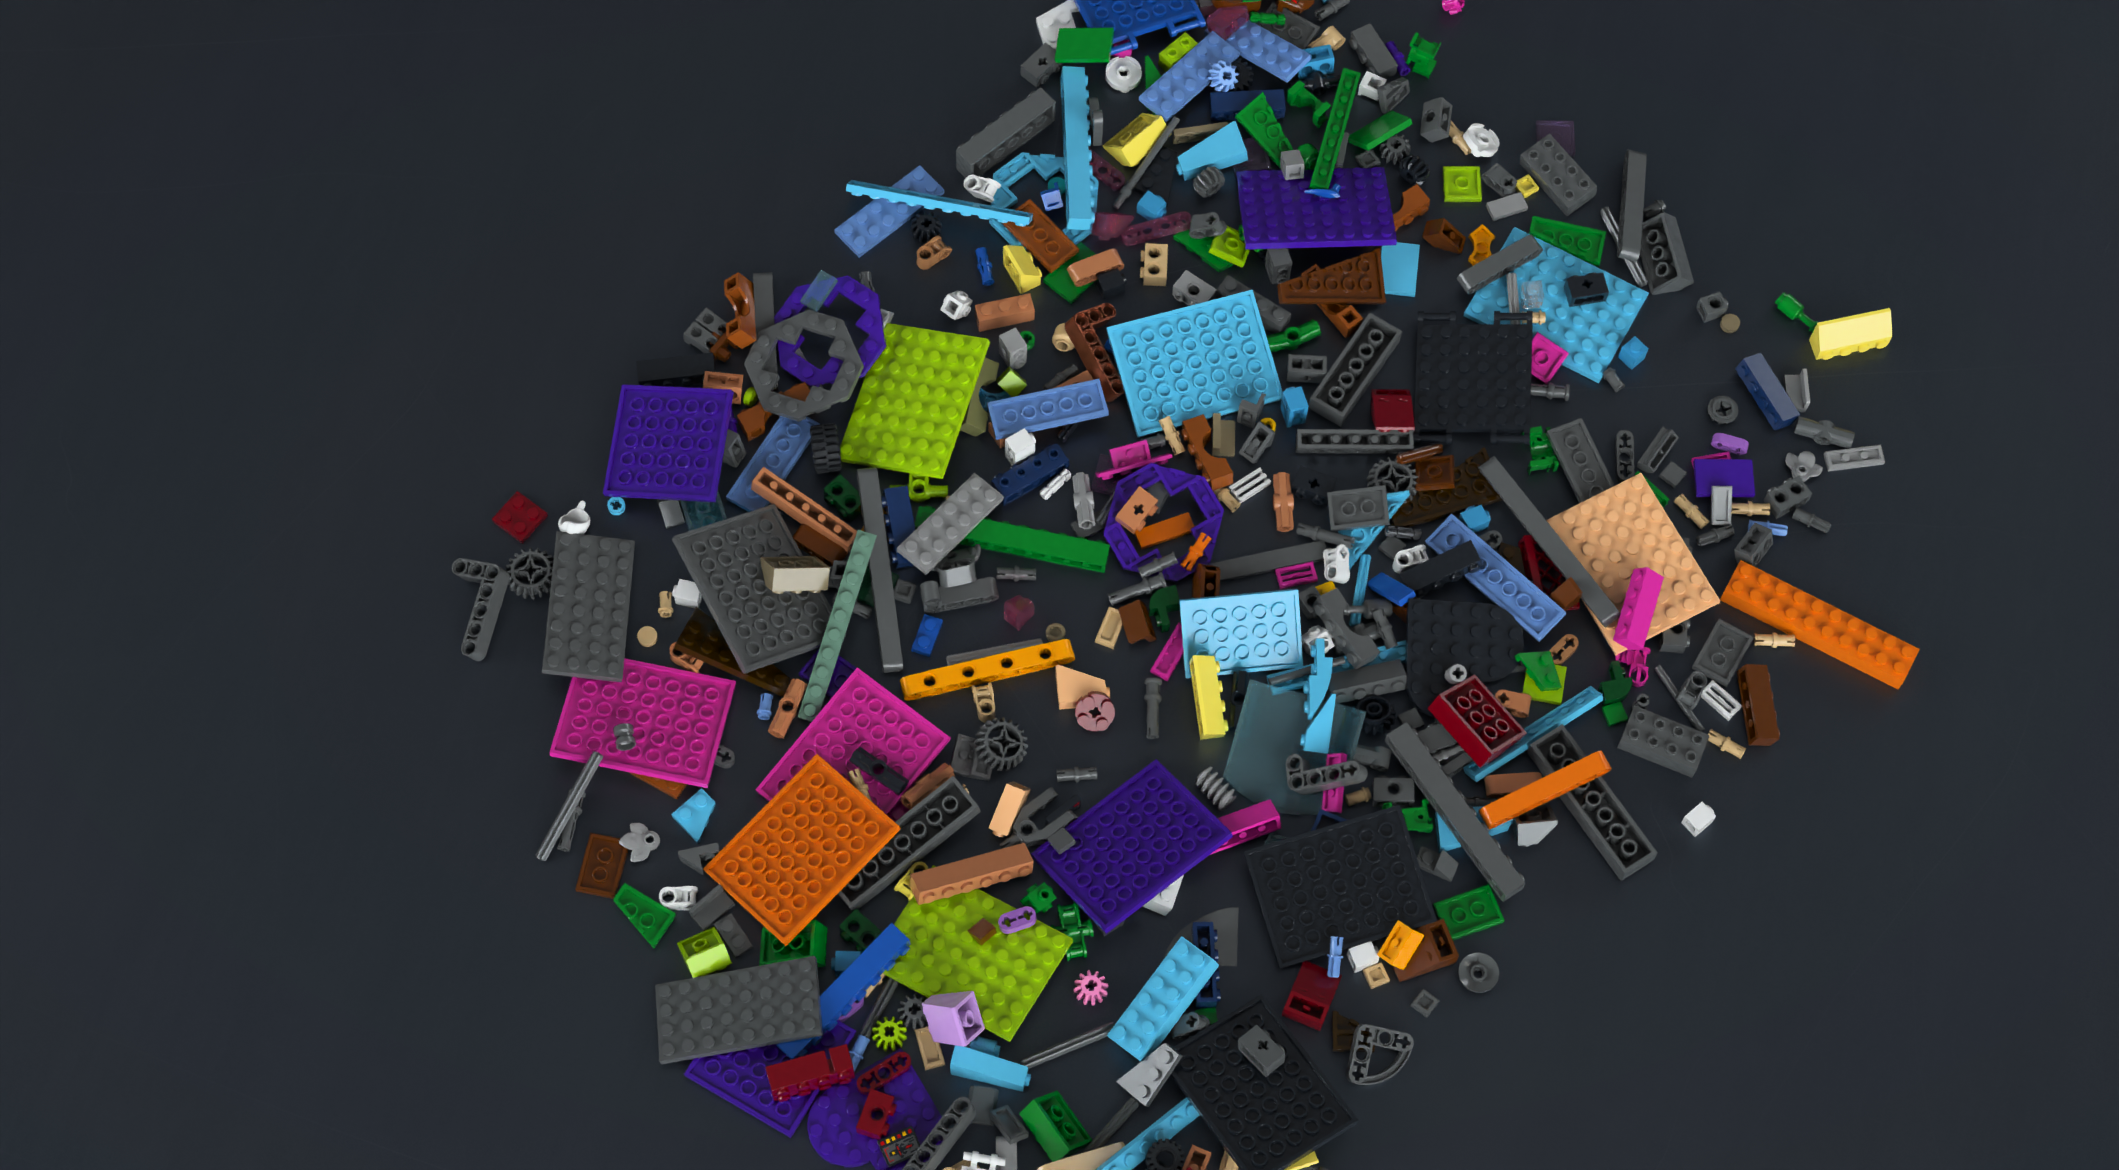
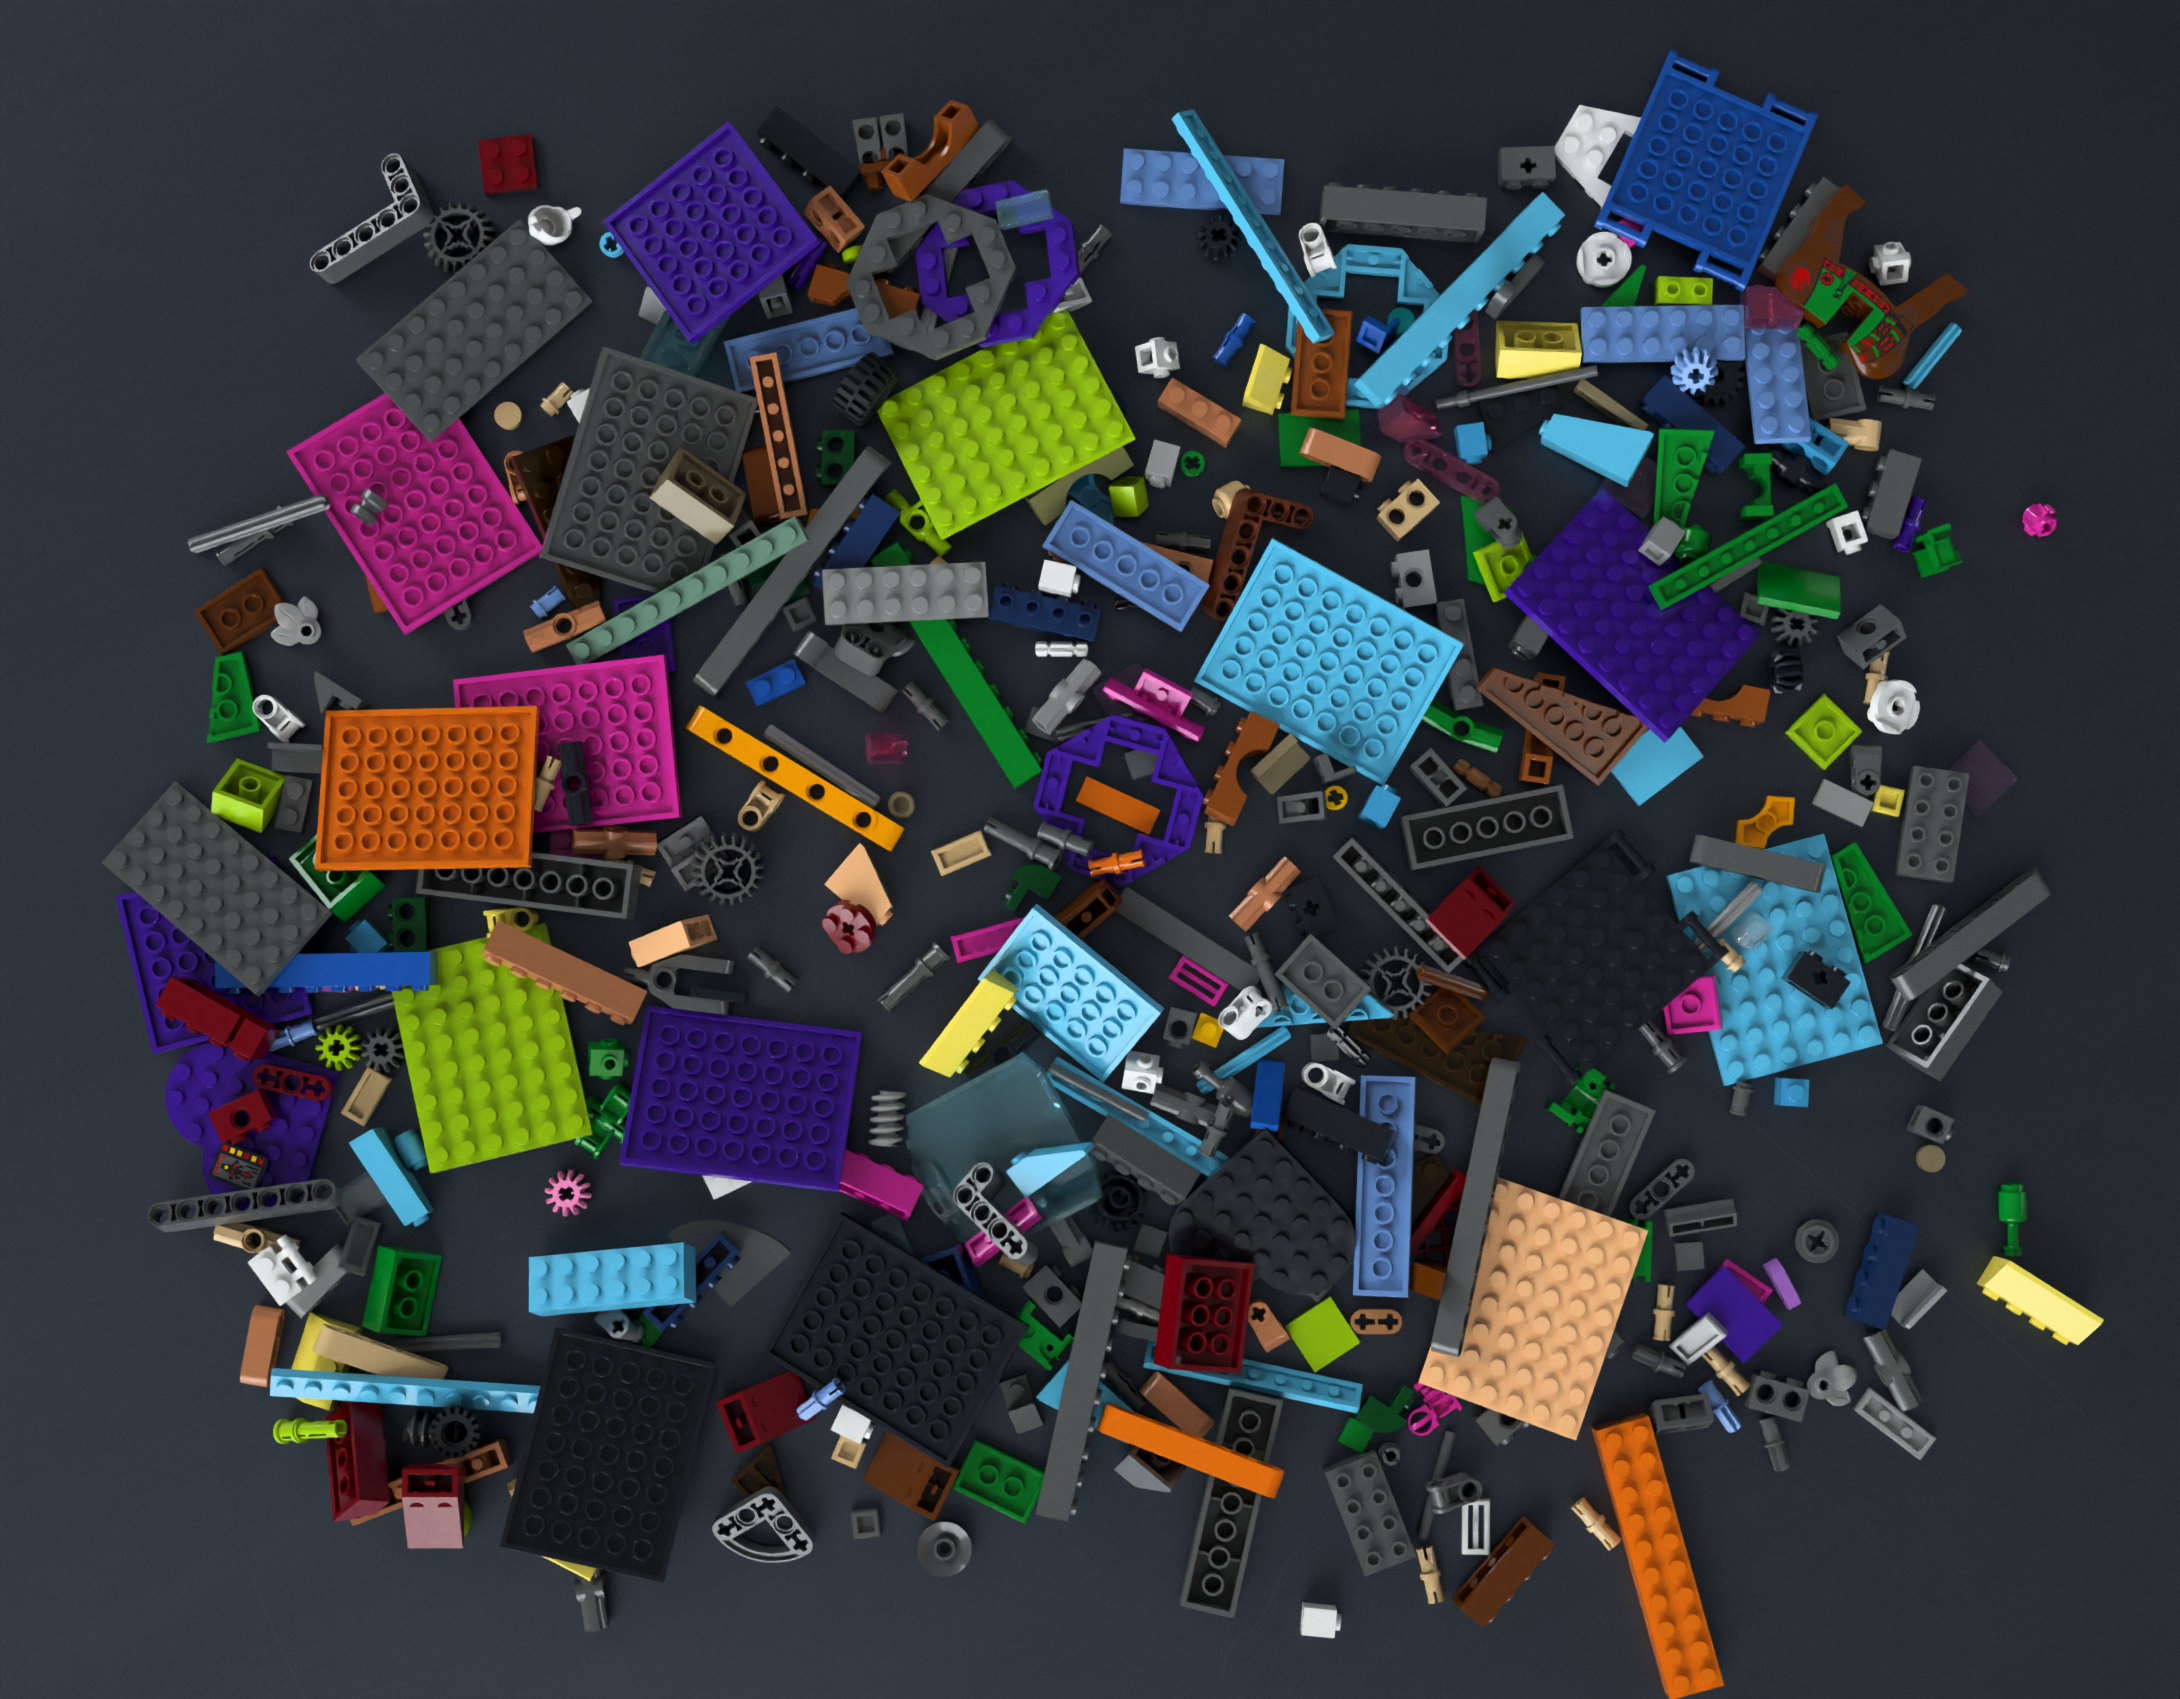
camera: 55 degrees right, 20 degrees up
(695, 814) = (376, 646): medium azure wing -> none
(935, 251) = (1198, 273): medium nougat piece -> none
(953, 1018) = (398, 1102): lavender slope -> none
(982, 931) = (513, 1041): reddish brown slope -> none
(1017, 920) = (553, 1070): medium lavender beam -> none
(1061, 840) = (684, 1024): dark grey tile -> none
(1067, 1046) = (493, 1225): dark grey axle -> none
(1084, 45) = (1587, 191): green tile -> none
(1127, 515) = (1082, 762): nougat brick -> none
(1137, 622) = (988, 875): reddish brown panel -> none
(1150, 1074) = (531, 1335): wing -> none
(1172, 435) = (1227, 714): tan pin -> none
(1209, 181) = (1557, 473): dark grey gear -> none
(1262, 476) = (1275, 846): white tile -> none
(1264, 1060) = (642, 1407): dark grey brick -> none
(1318, 680) = (1081, 1126): medium azure slope -> none
(1326, 193) = (1662, 617): blue bar -> none
(1330, 352) = (1477, 778): none -> medium nougat axle
(1357, 648) = (1181, 1059): dark grey arch -> none
(1392, 94) = (1858, 562): dark grey wing -> none
(1400, 945) = (889, 1453): light orange panel -> none
(1444, 235) = (1738, 772): reddish brown slope -> none
(1459, 669) = (1232, 1256): light grey bush -> none
(1475, 518) = (1435, 1103): dark azure brick -> none
(1541, 669) = (1327, 1323): green wing -> none
(1638, 608) = (1480, 1369): dark pink brick -> none
(1722, 652) = (1530, 1484): dark grey plate -> none

